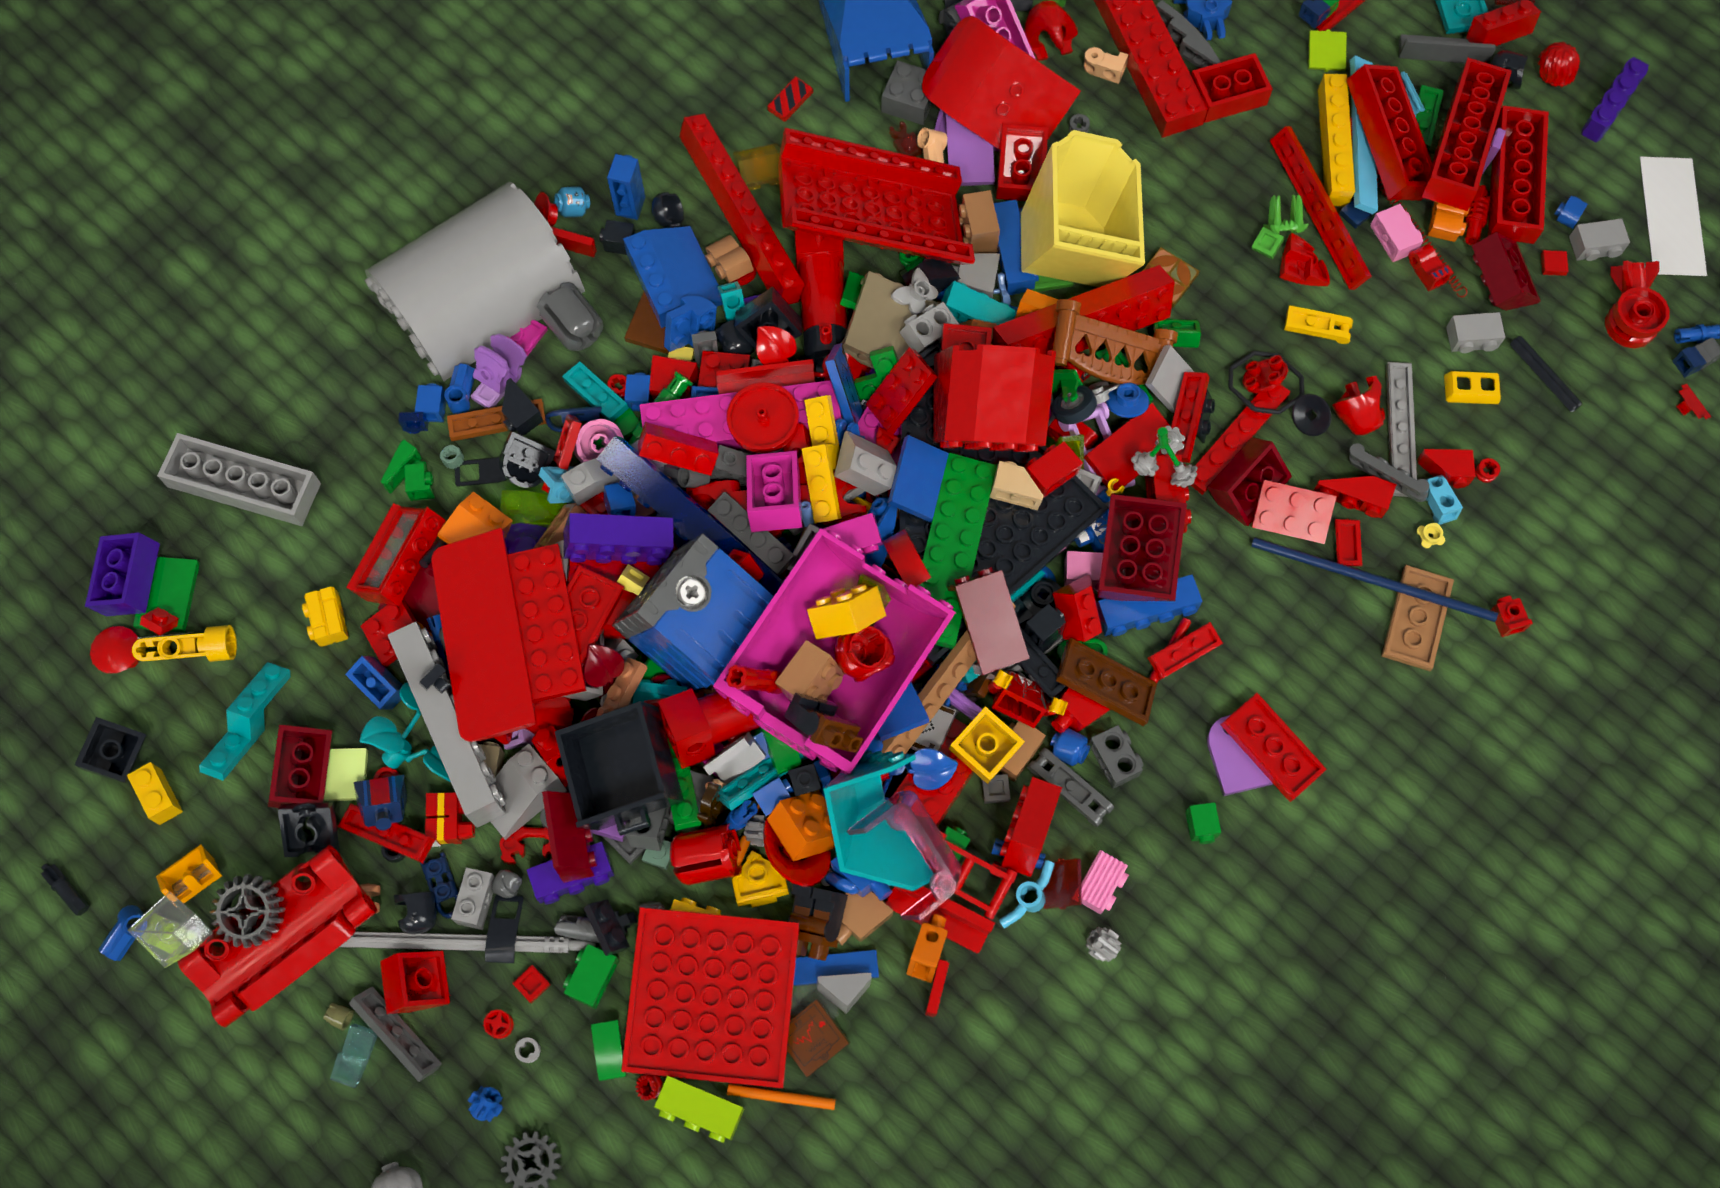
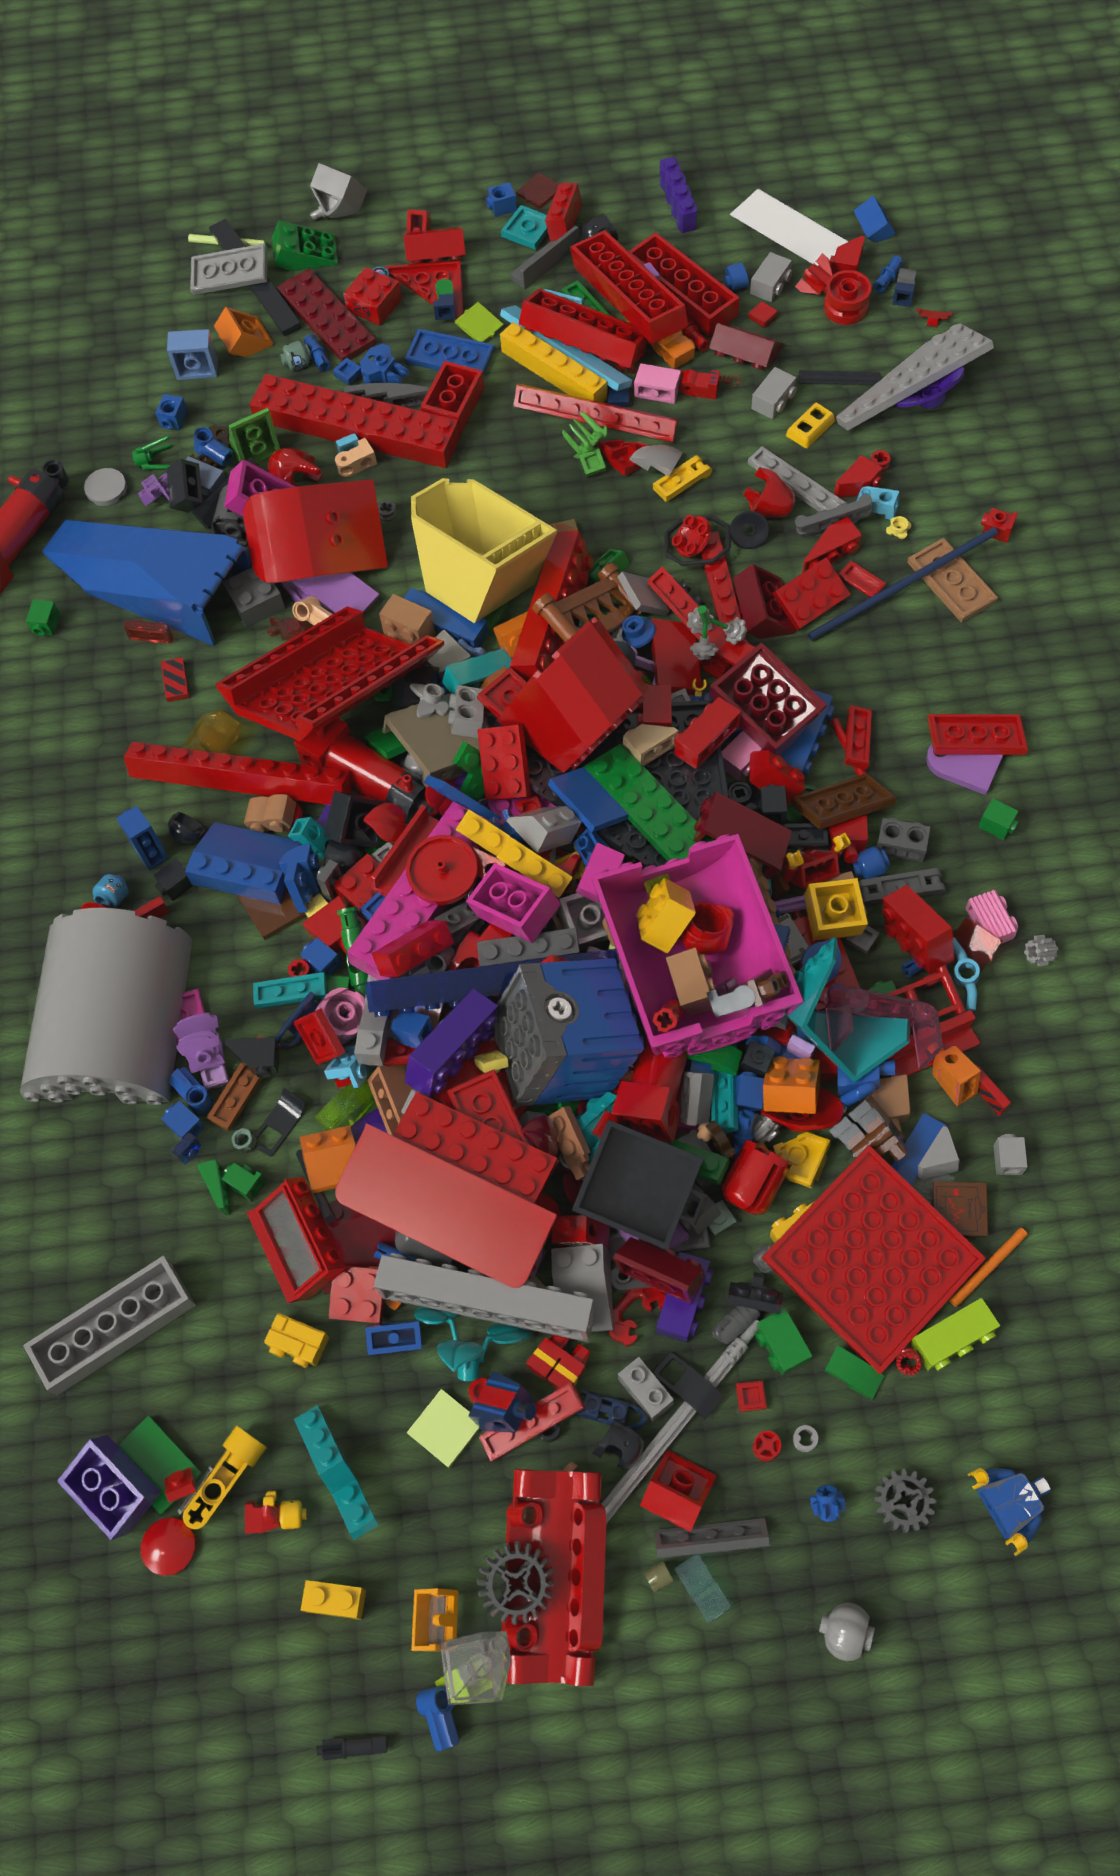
camera: 45 degrees left, 5 degrees down
(110, 750) = (265, 1610): black slope -> none
(185, 701) = (269, 1515): none -> piece
(299, 766) = (414, 1455): dark red slope -> none
(321, 820) = (460, 1490): black brick -> none
(434, 678) = (450, 1272): black tile -> none
(506, 883) = (653, 1354): dark grey piece -> none
(523, 459) = (302, 1083): black slope -> none
(570, 317) = (212, 961): dark grey cylinder -> none
(809, 39) = (148, 631): none -> clear red plate
(892, 1046) = (1010, 1155): none -> light grey brick
(906, 559) = (650, 848): red brick -> none
(1020, 160) = (385, 562): red slope -> none
(1066, 524) = (707, 732): none -> red brick
(1111, 46) = (347, 443): none -> medium azure plate
(1277, 52) = (432, 348): none -> blue tile
(1319, 290) = (658, 456): none -> light grey brick
(1559, 64) = (621, 204): red hair -> none
(1600, 454) = (934, 393): none -> dark purple hat
(1624, 436) = (926, 365): none -> light grey wing
(1683, 287) = (848, 255): none -> red slope

